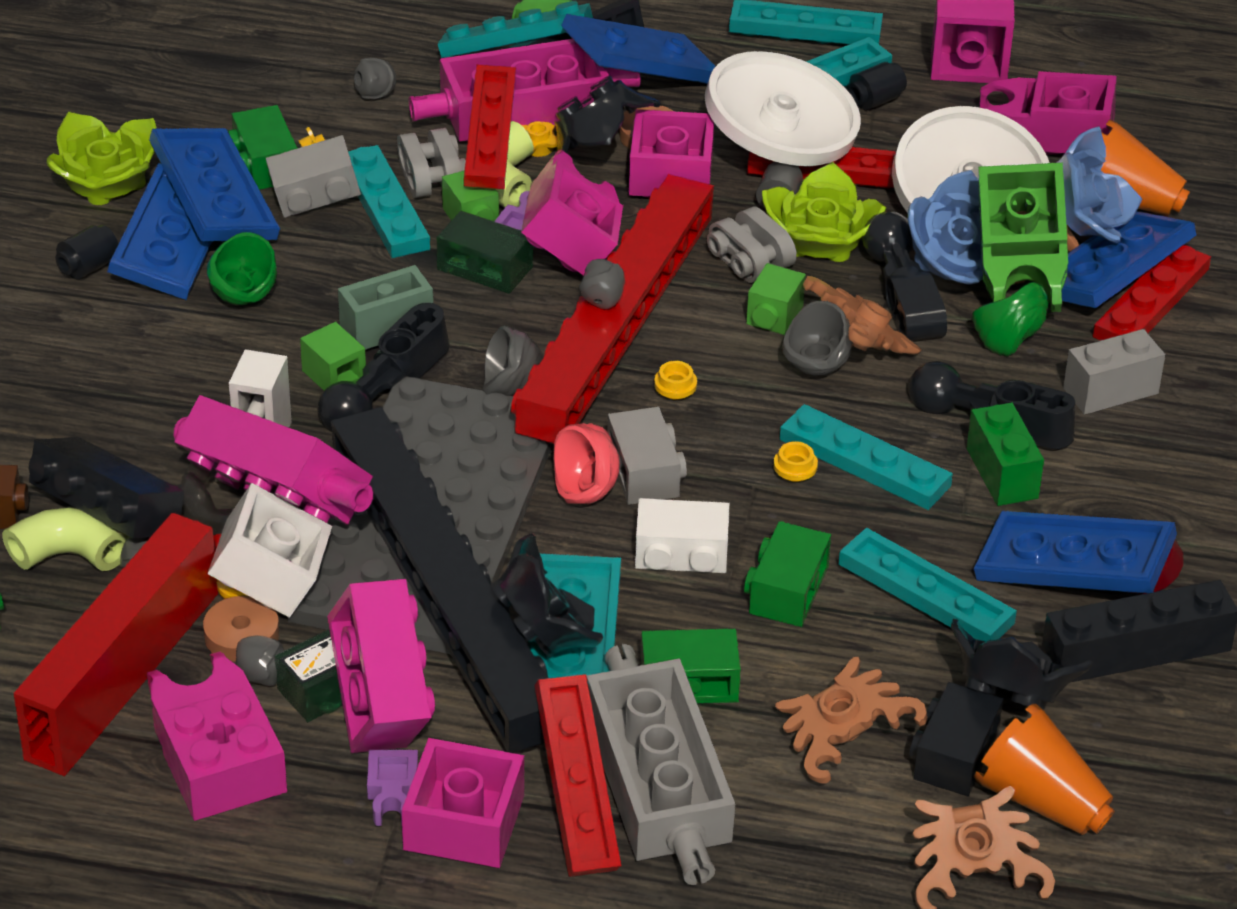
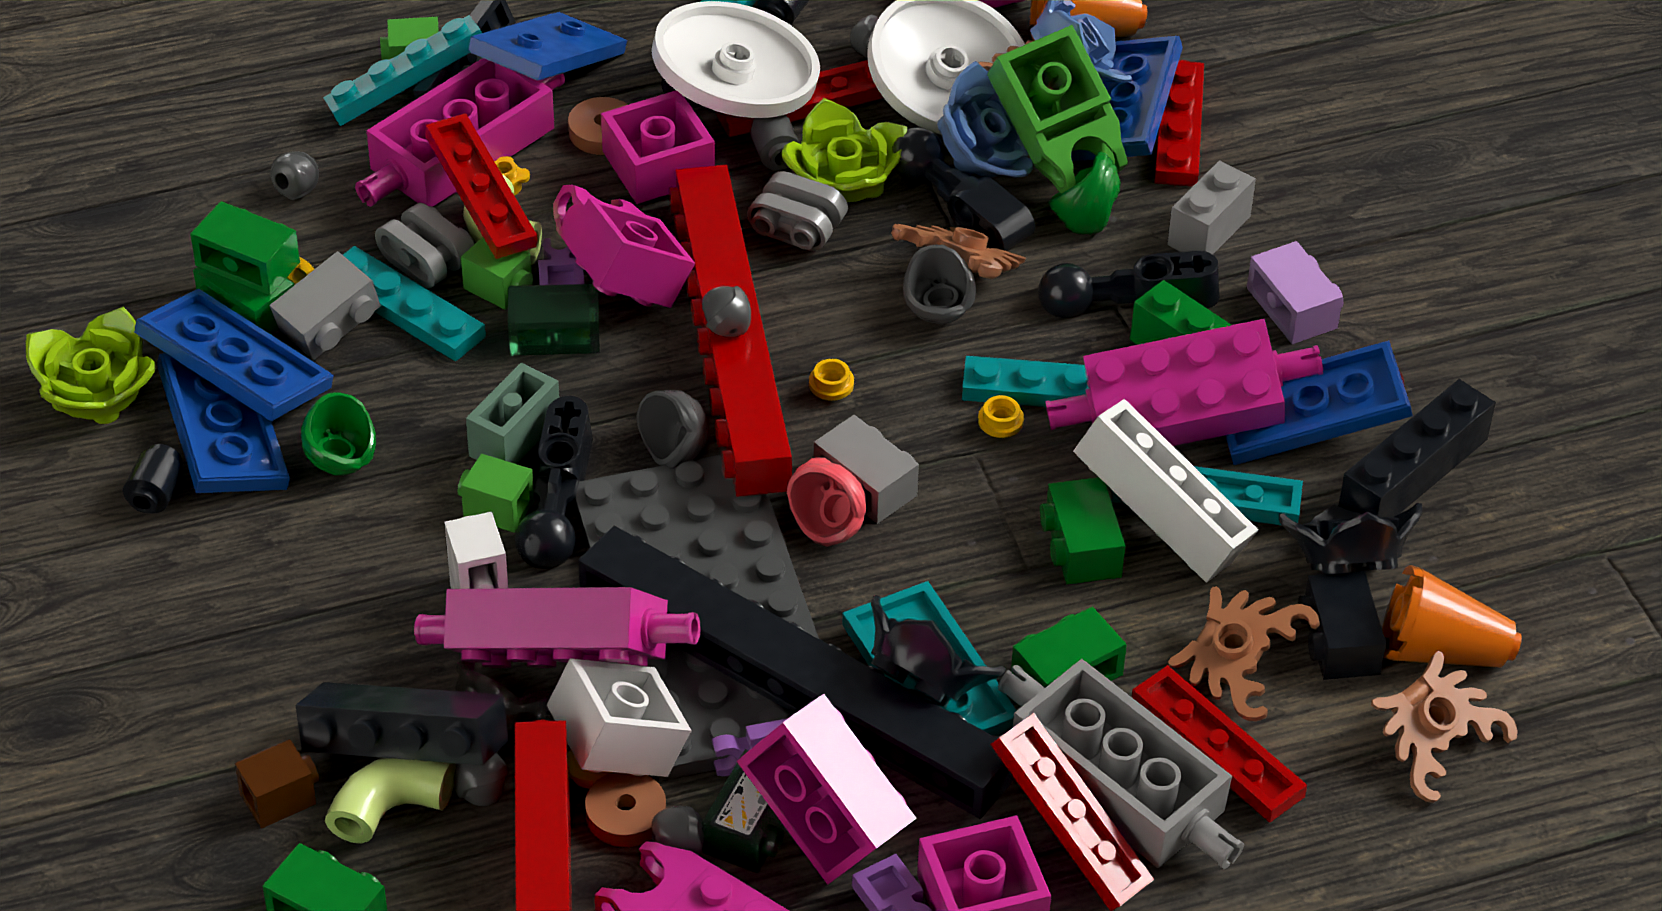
camera: 30 degrees left, 5 degrees up
(274, 107) = (245, 248): none -> green brick
(597, 116) = (565, 135): black brick -> none
(682, 535) = (962, 534): white brick -> none
(768, 786) = (1255, 772): none -> red plate
(775, 298) = (862, 259): bright green brick -> none
(871, 563) = (1165, 490): none -> white brick
(957, 492) = (1192, 383): none -> dark pink brick
(1140, 462) = (1295, 292): none -> lavender brick

